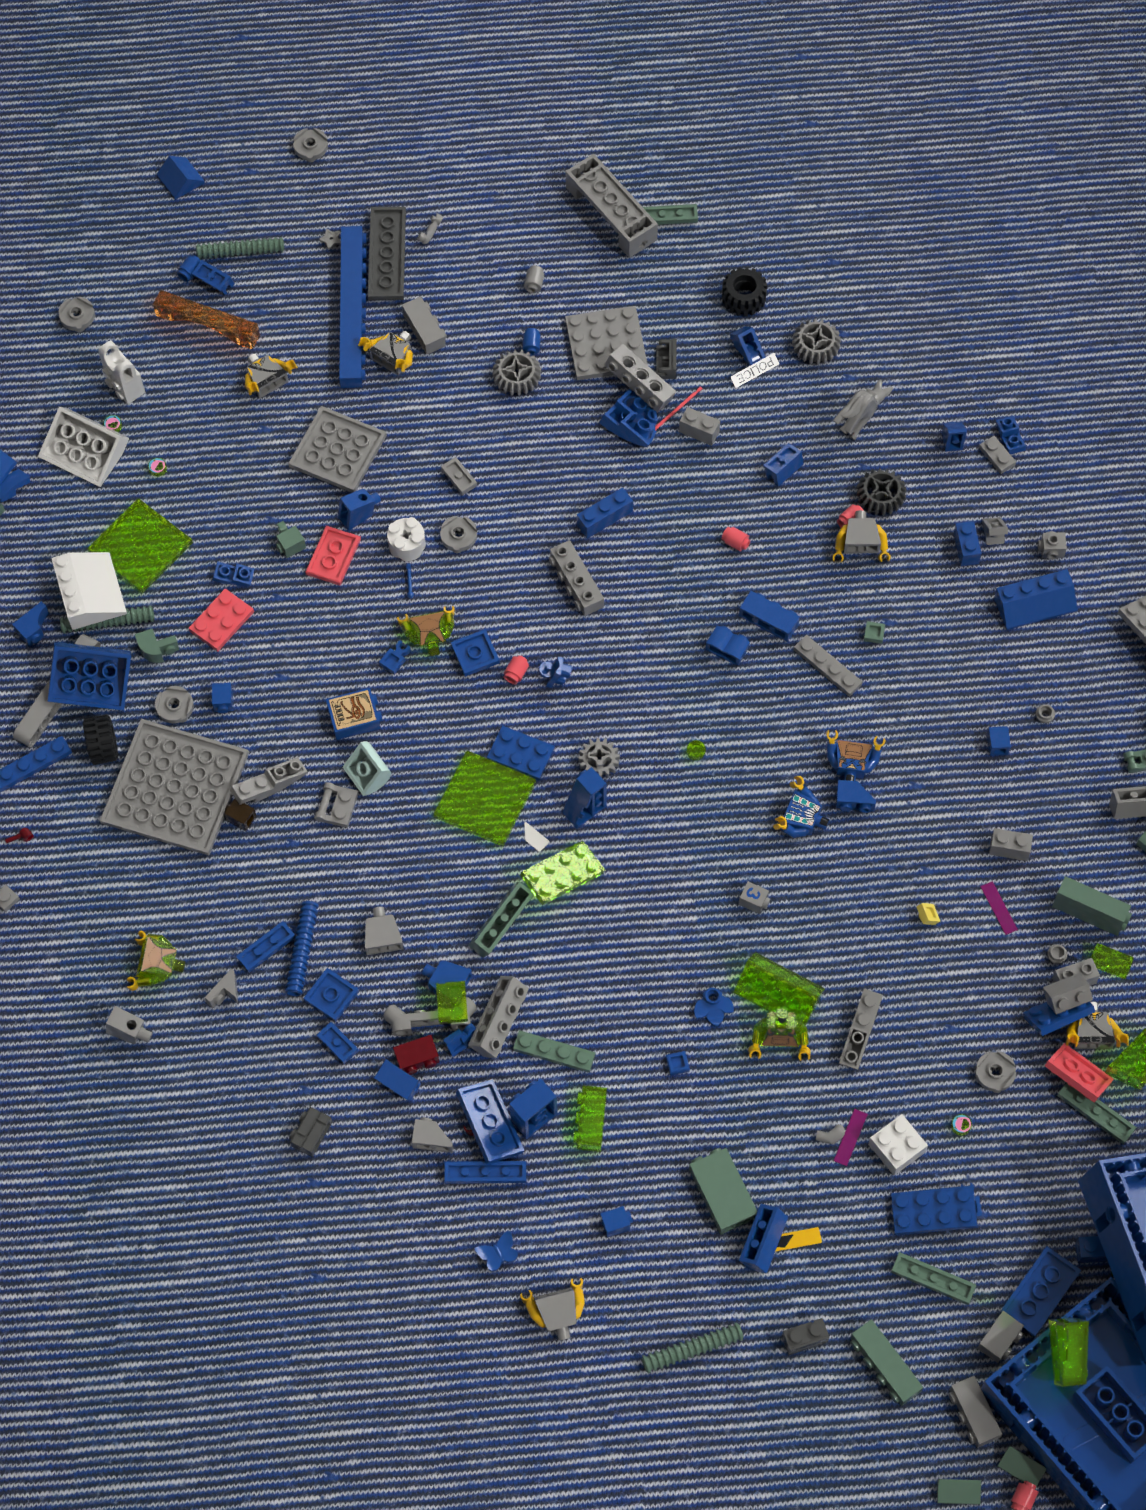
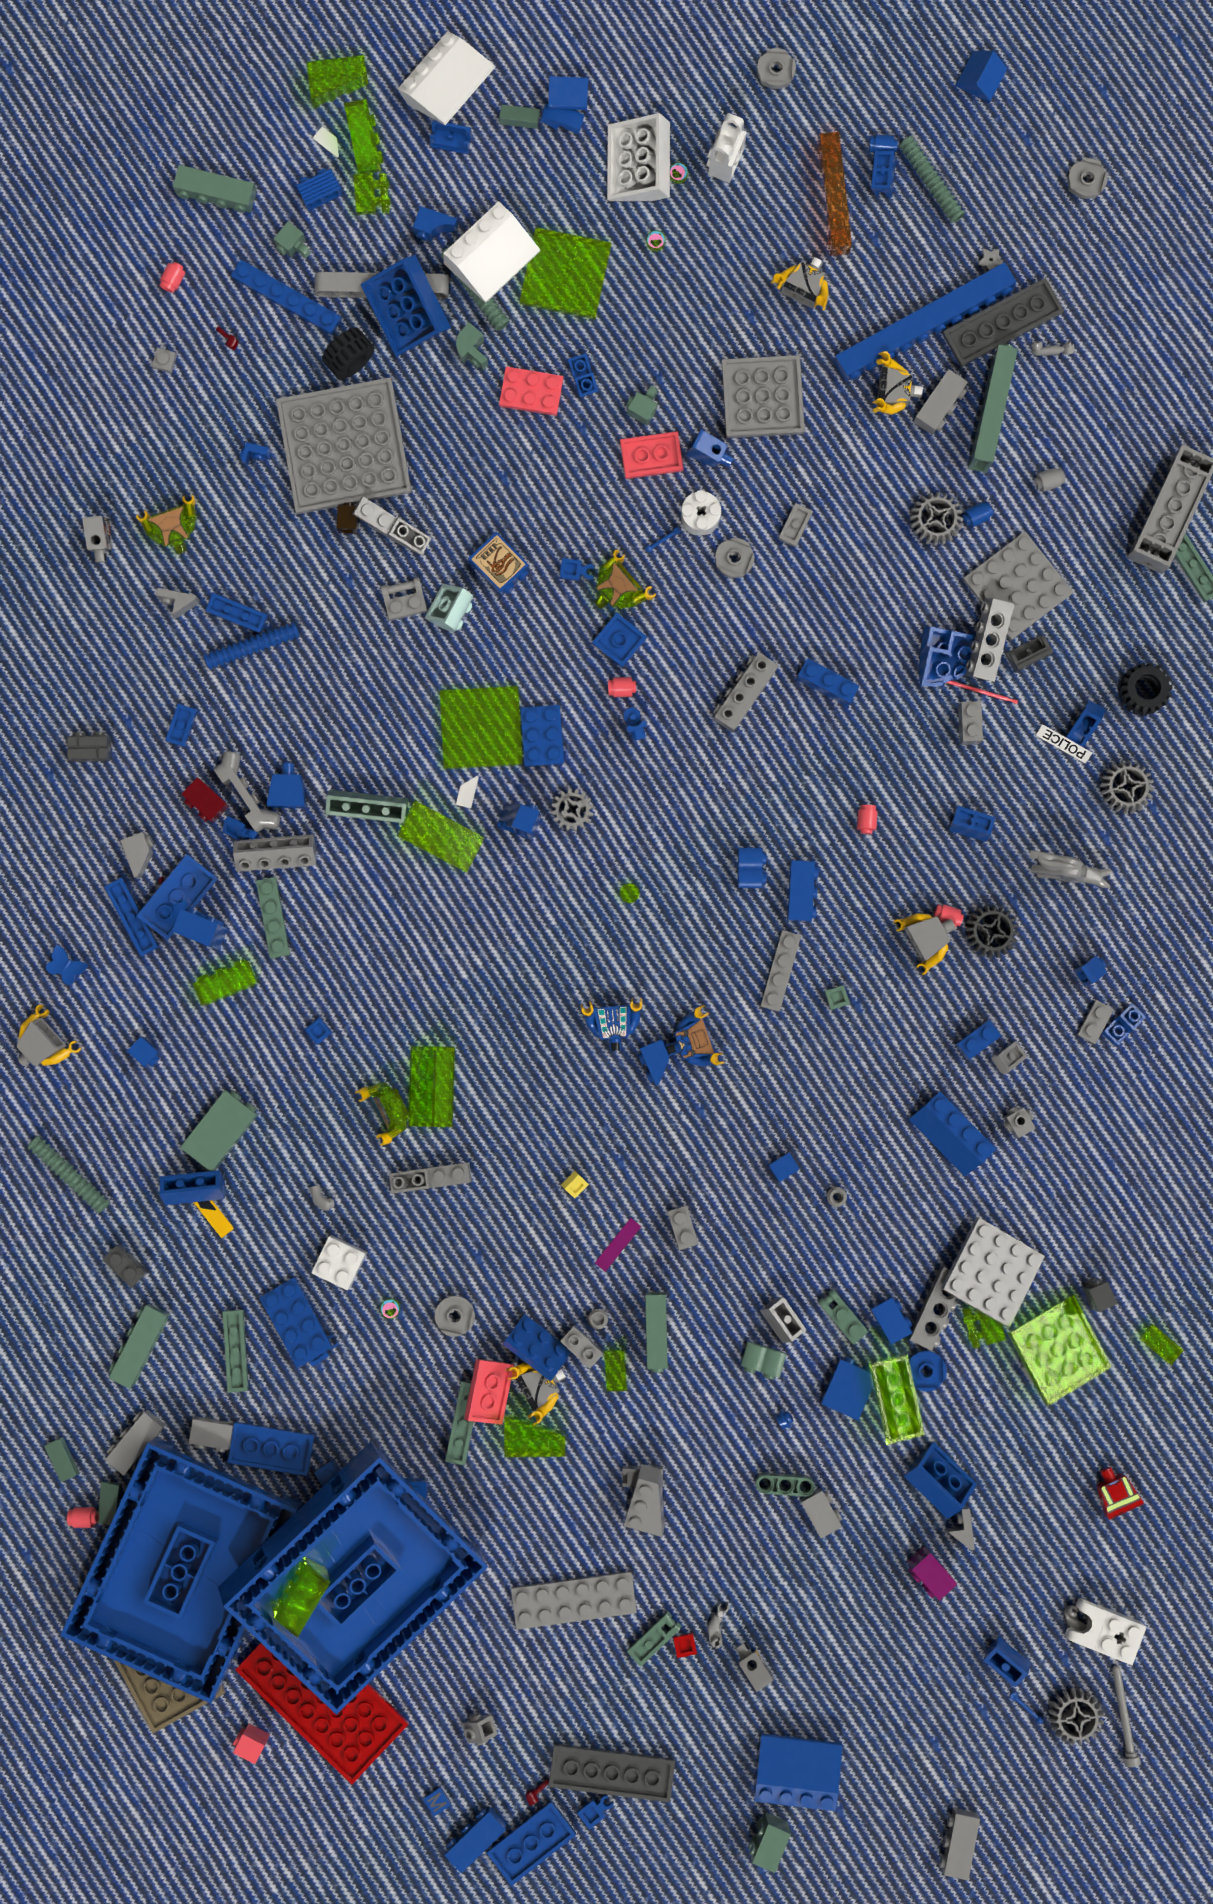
camera: 60 degrees right, 20 degrees up
(134, 859) = (258, 452): none -> blue bracket
(177, 714) = (428, 388): light grey plate -> none
(222, 697) = (452, 437): blue brick -> none
(331, 995) = (222, 695): blue plate -> none
(382, 933) = (302, 707): light grey torso -> none
(397, 1080) = (169, 797): blue hinge -> none
(452, 1002) = (261, 805): clear neon green plate -> none
(453, 289) = (993, 408): none -> sand green brick
(714, 1009) = (385, 1038): blue plate -> none
(754, 898) = (508, 1021): light grey brick -> none
(850, 1138) = (330, 1216): magenta sticker -> none
(1067, 993) = (553, 1349): light grey brick -> none
(1069, 1350) = (206, 1504): clear neon green wedge -> none

